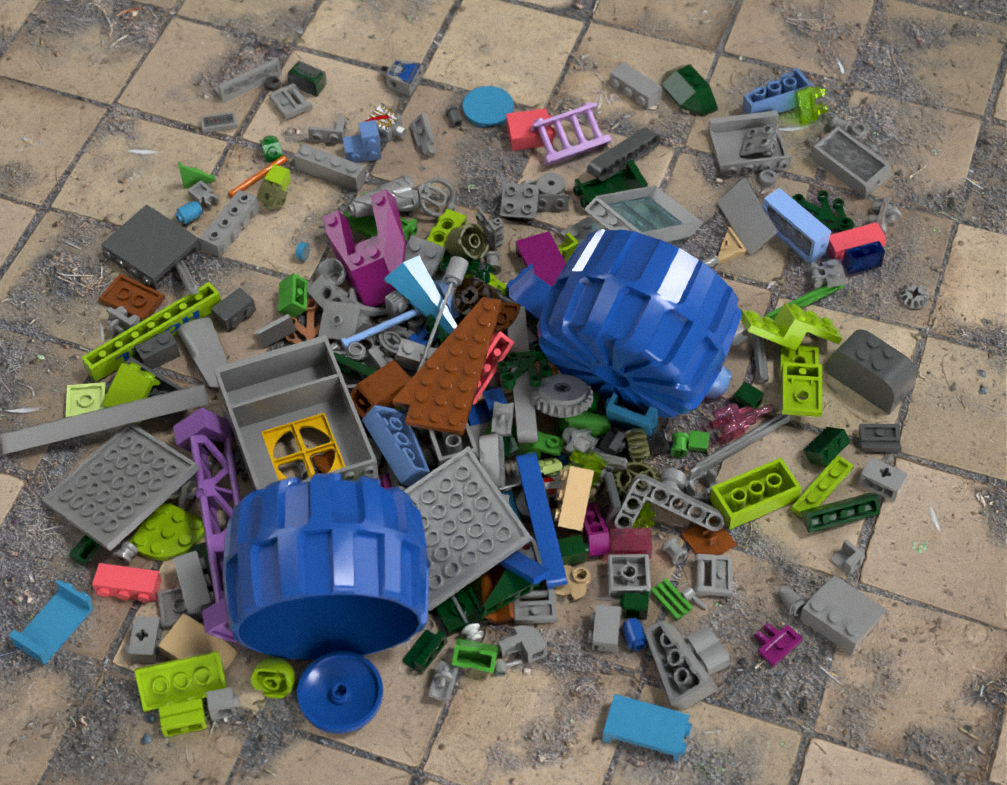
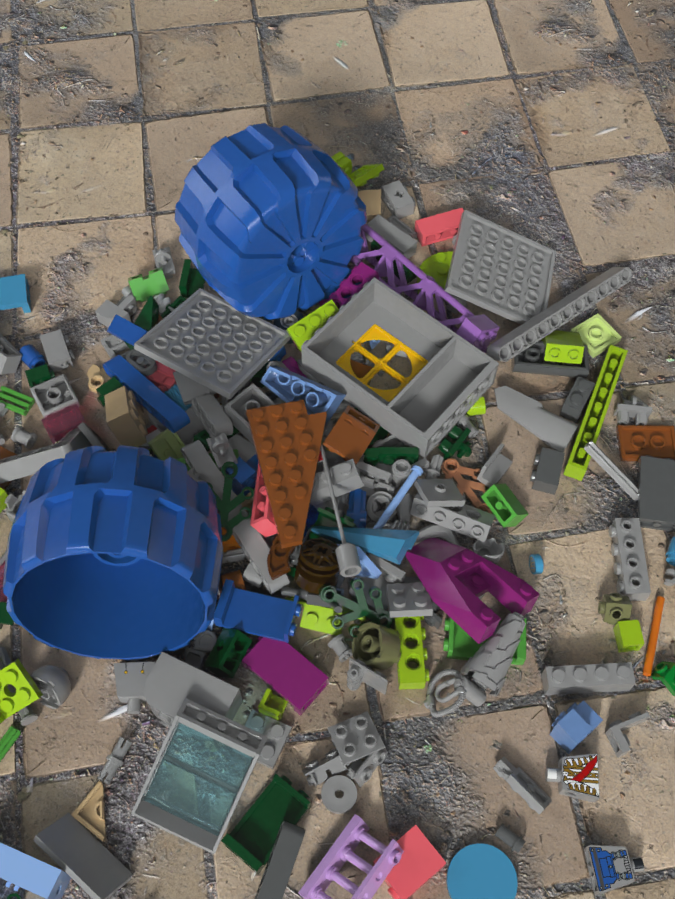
camera: 150 degrees right, 5 degrees up
(53, 623) = (471, 183): dark azure panel -> none
(595, 531) = (95, 414): magenta slope -> none

